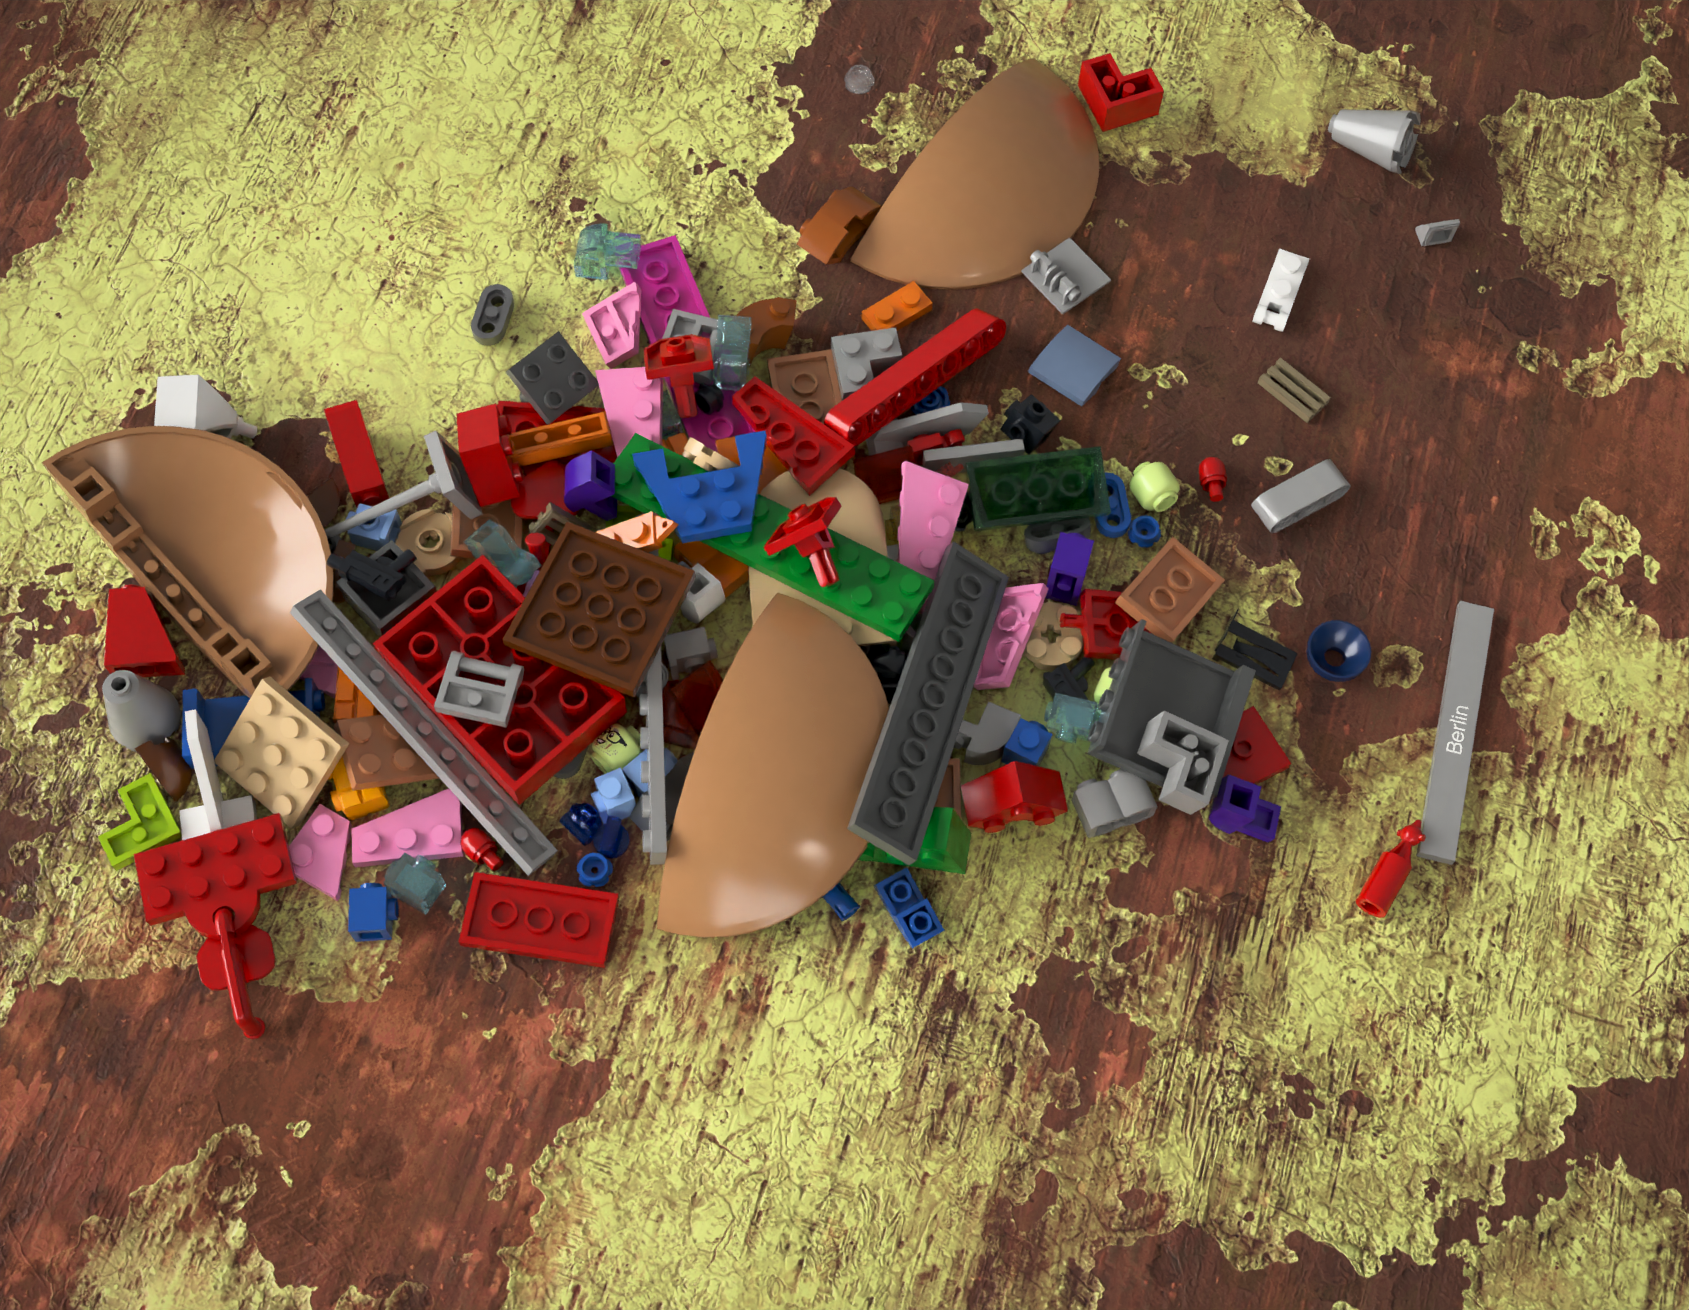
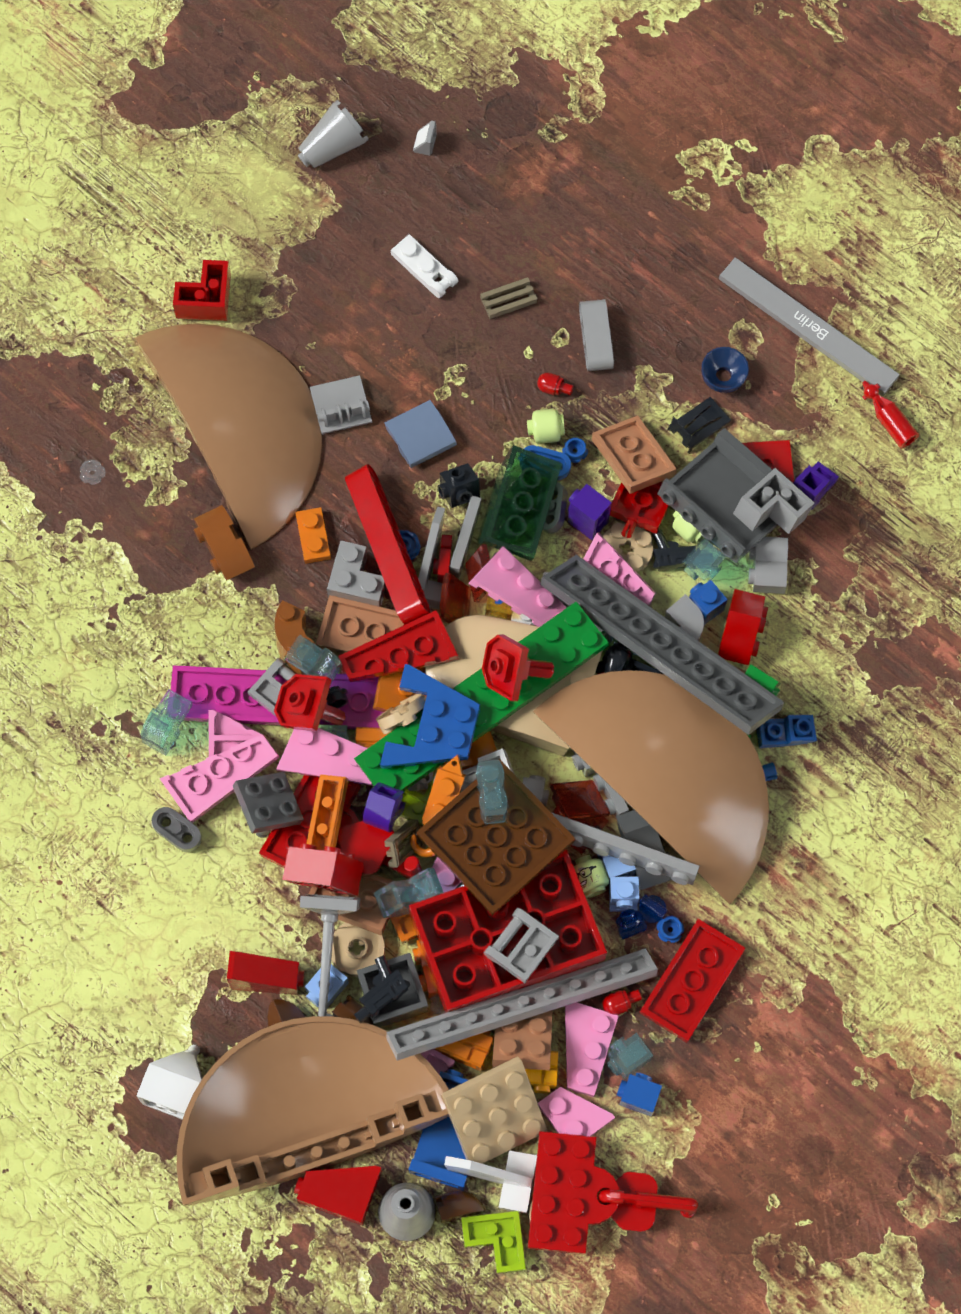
camera: 65 degrees left, 5 degrees up
(551, 310) = (212, 780): none -> bright pink wing
(649, 569) = (491, 789): none -> clear light blue brick

